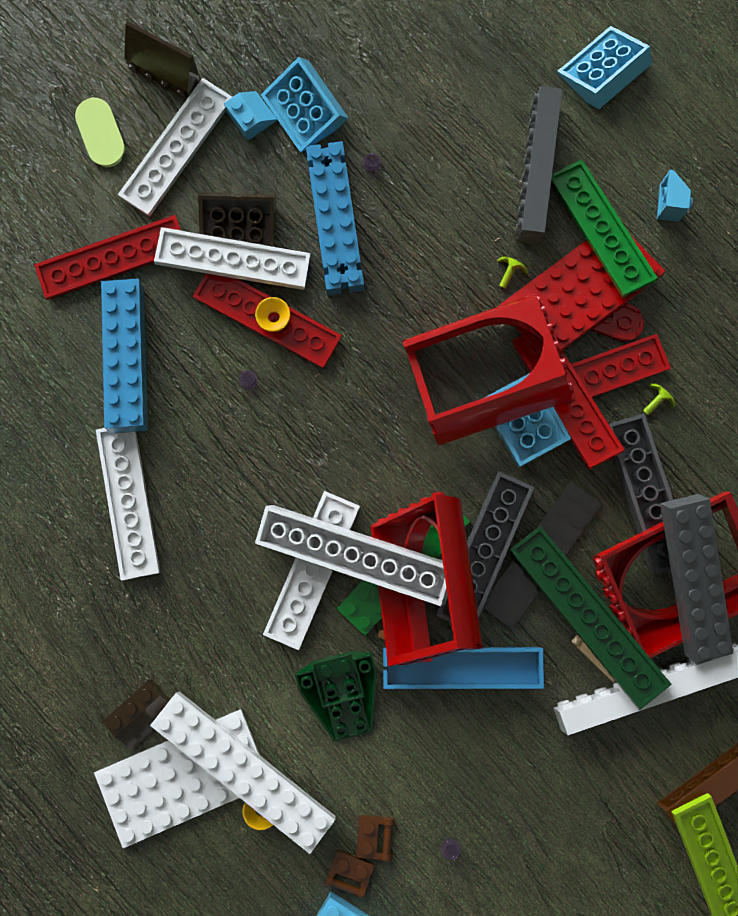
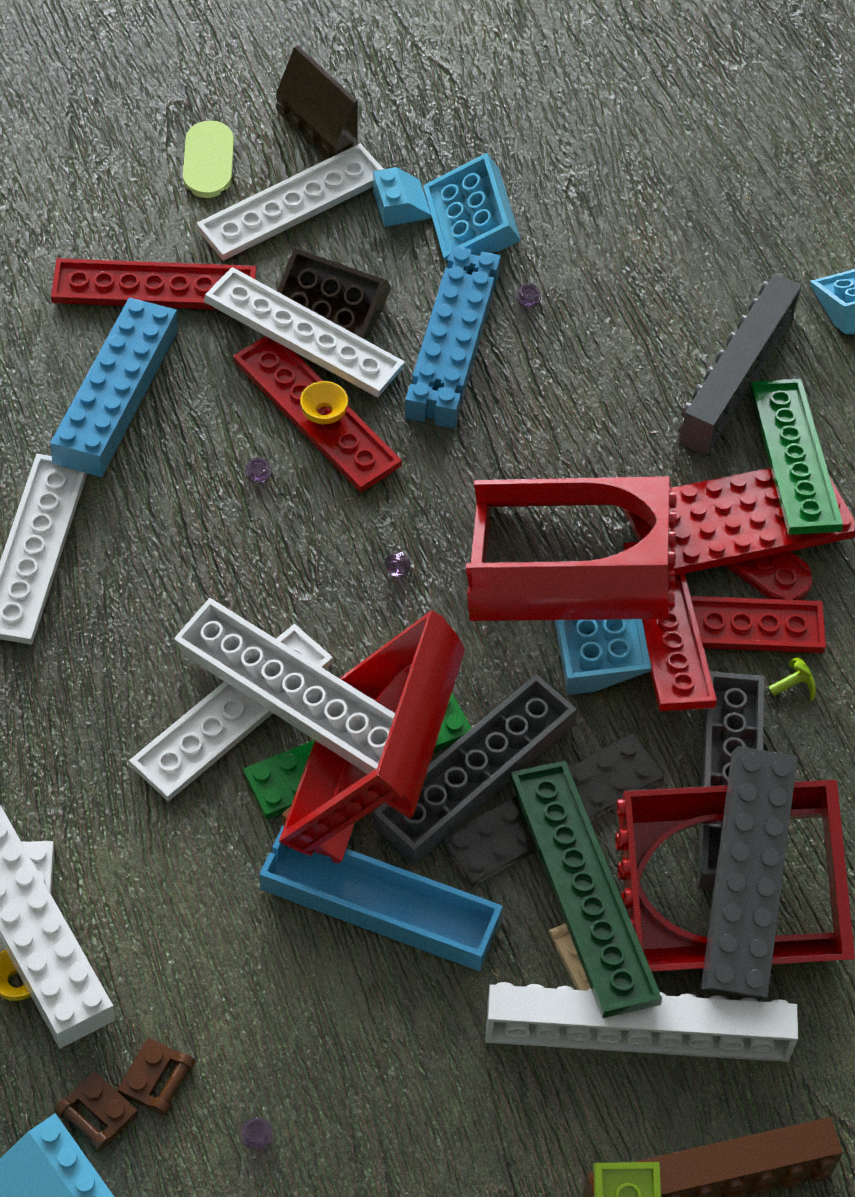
camera: 15 degrees right, 25 degrees down
(341, 692) = (198, 871): dark green wedge -> none
(371, 417) = (398, 564): none -> clear purple plate
(513, 264) = (661, 459): lime plant -> none

